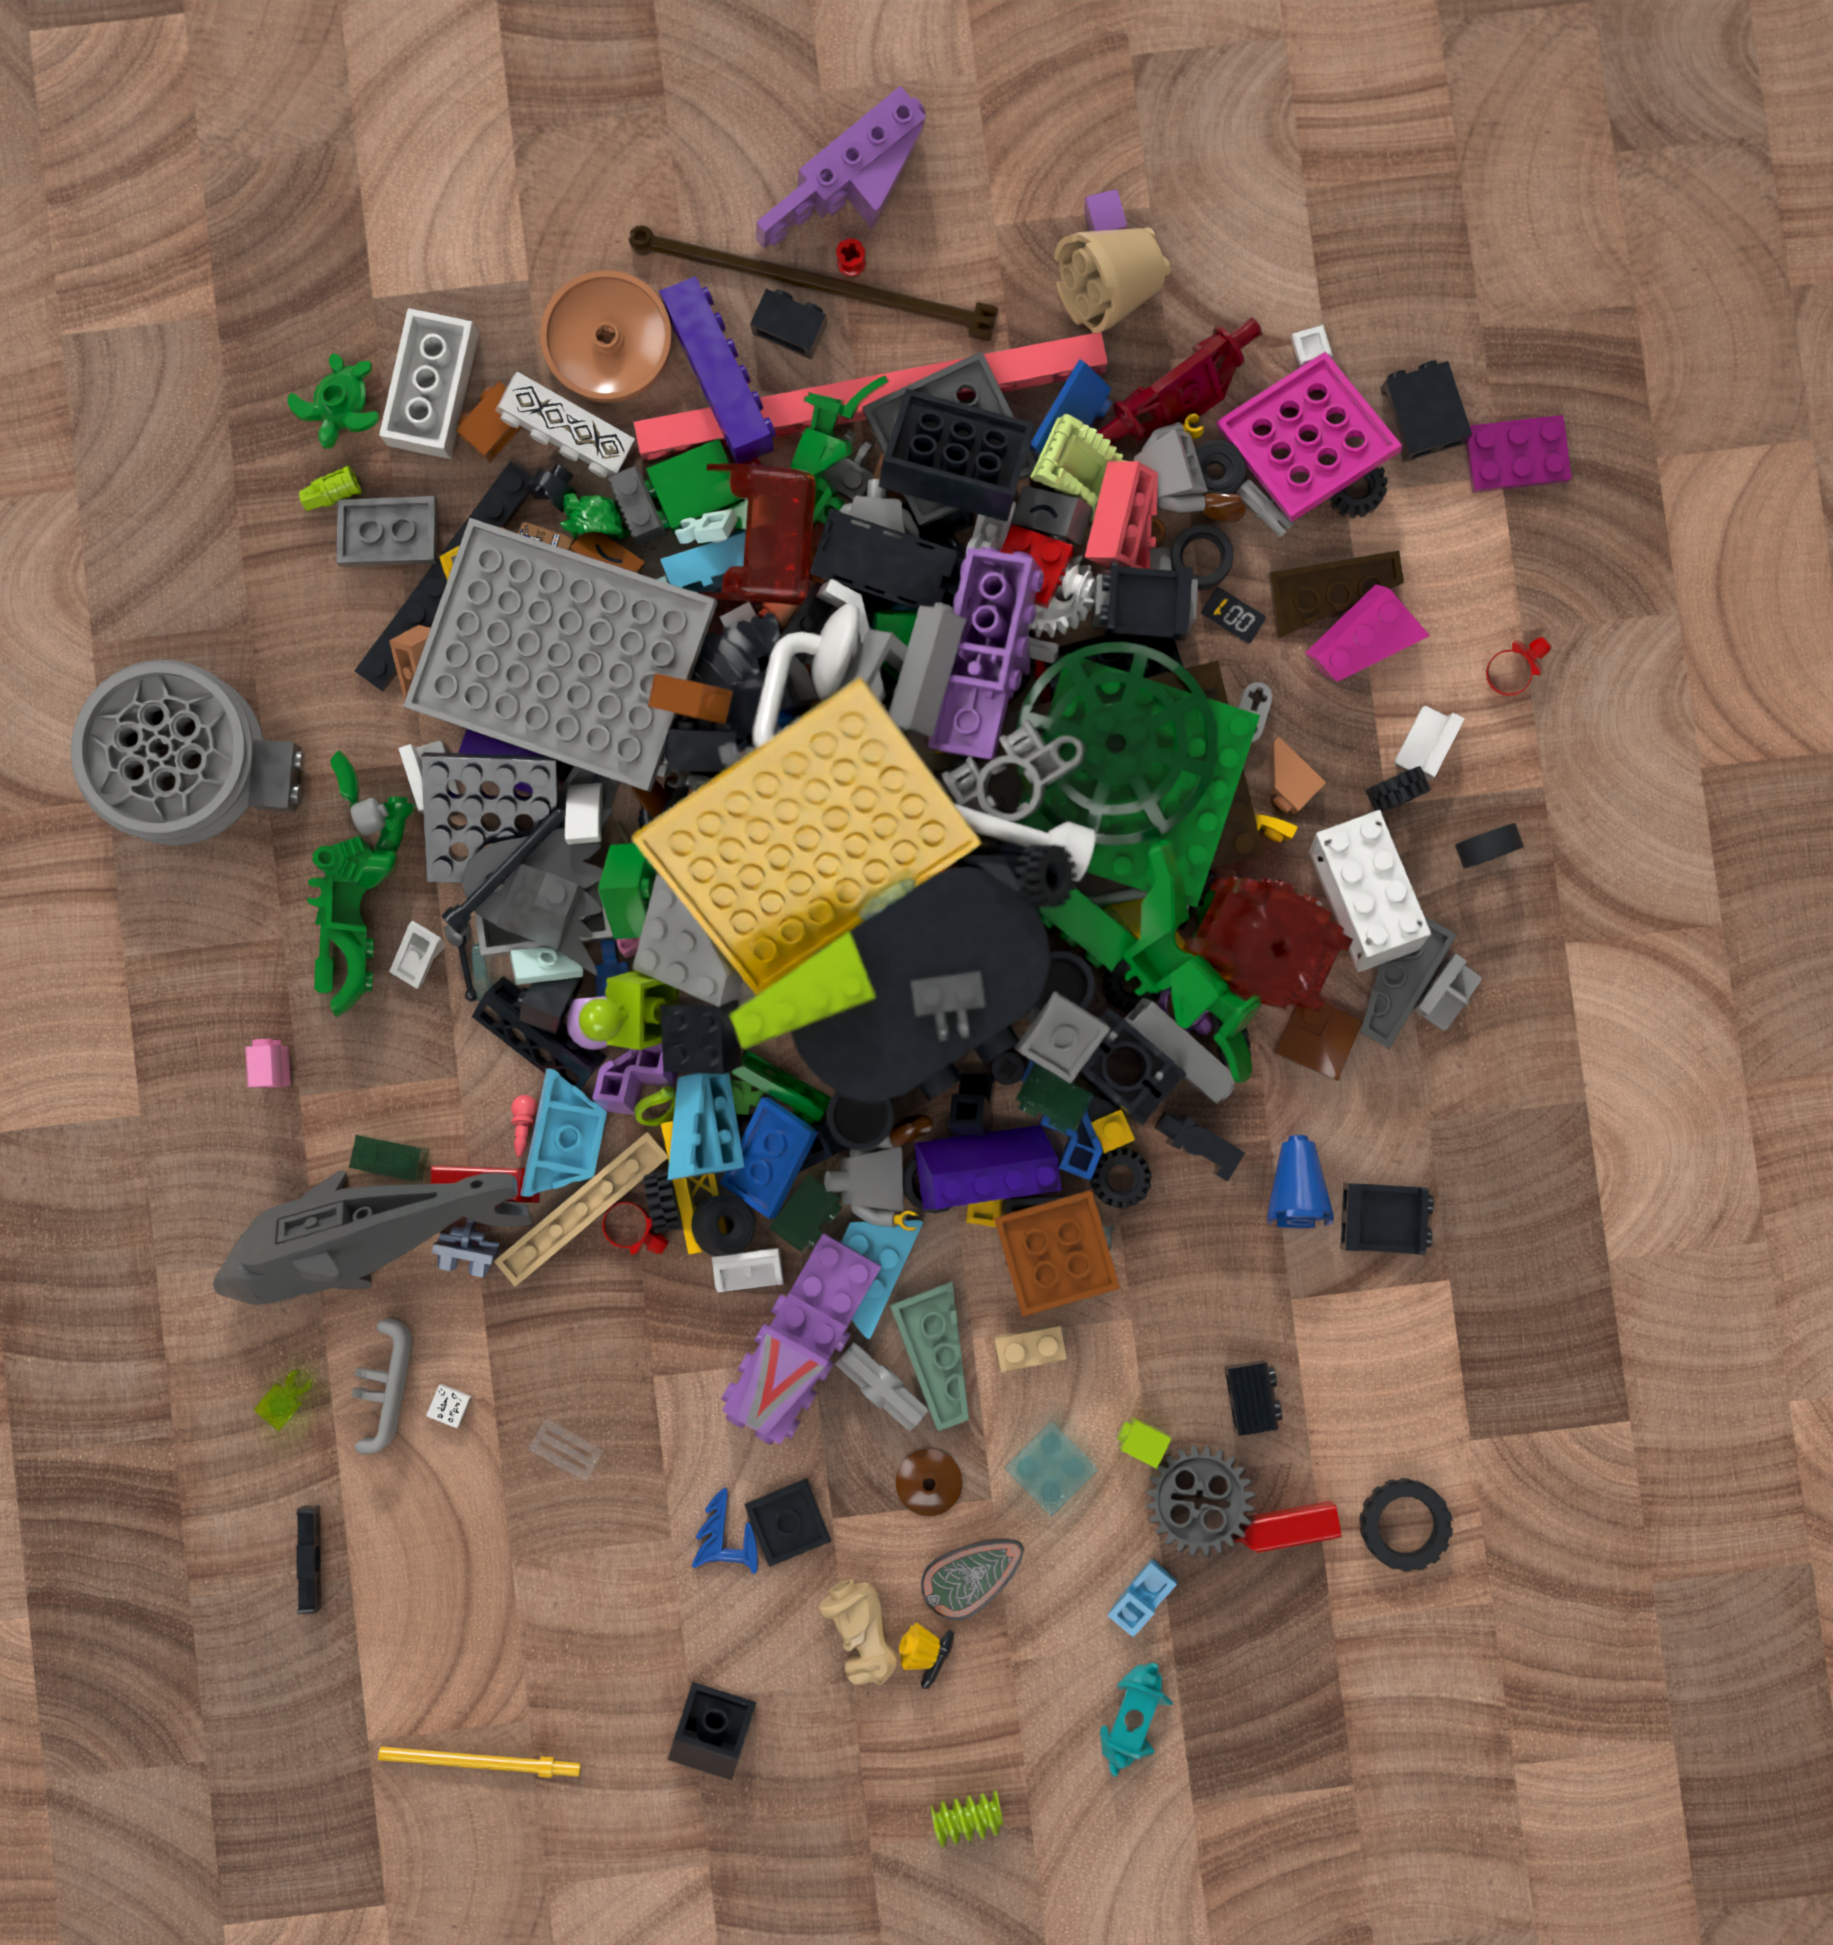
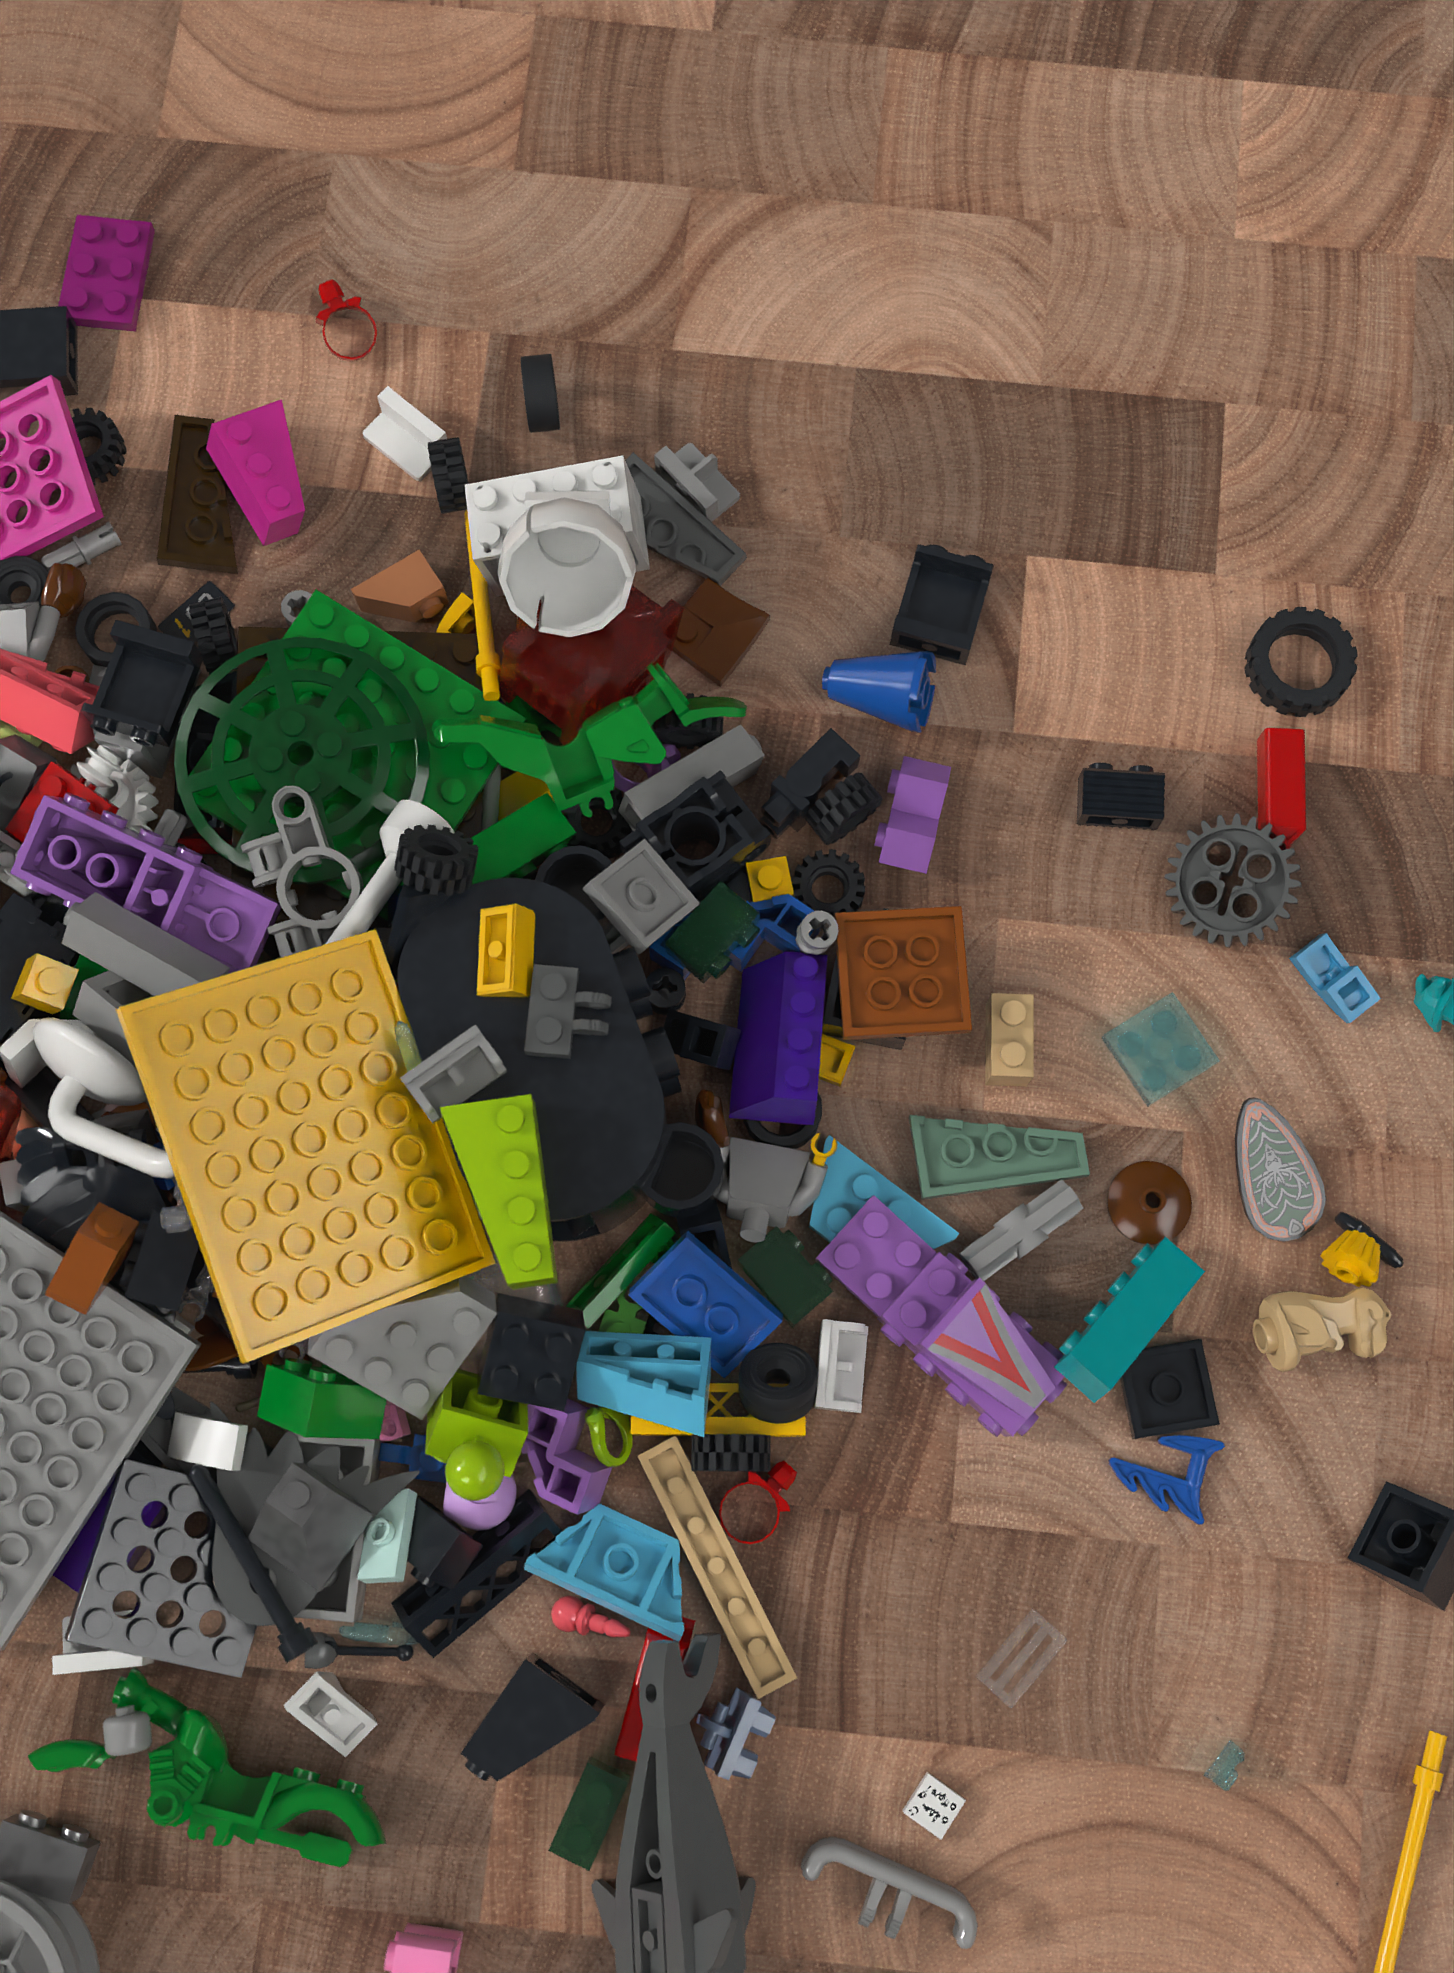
camera: 75 degrees left, 10 degrees down
(442, 1100) = (528, 1719): none -> black slope
(517, 1612) = (1222, 1770): none -> clear light blue tile
(830, 1482) = (1129, 1318): none -> teal brick
(880, 933) = (454, 1073): none -> light grey hinge
(889, 599) = (45, 983): none -> yellow brick
(986, 947) = (506, 951): none -> yellow slope
(1073, 1189) = (814, 921): none -> light grey bush
(1143, 1441) = (1149, 932): lime brick -> none
(1187, 1176) = (843, 808): none -> black tyre
(1197, 1233) = (914, 814): none -> medium lavender brick
(1213, 639) = (213, 632): none -> black tyre
(1238, 864) = (487, 660): none -> yellow bar
(1324, 916) = (568, 558): none -> white plate

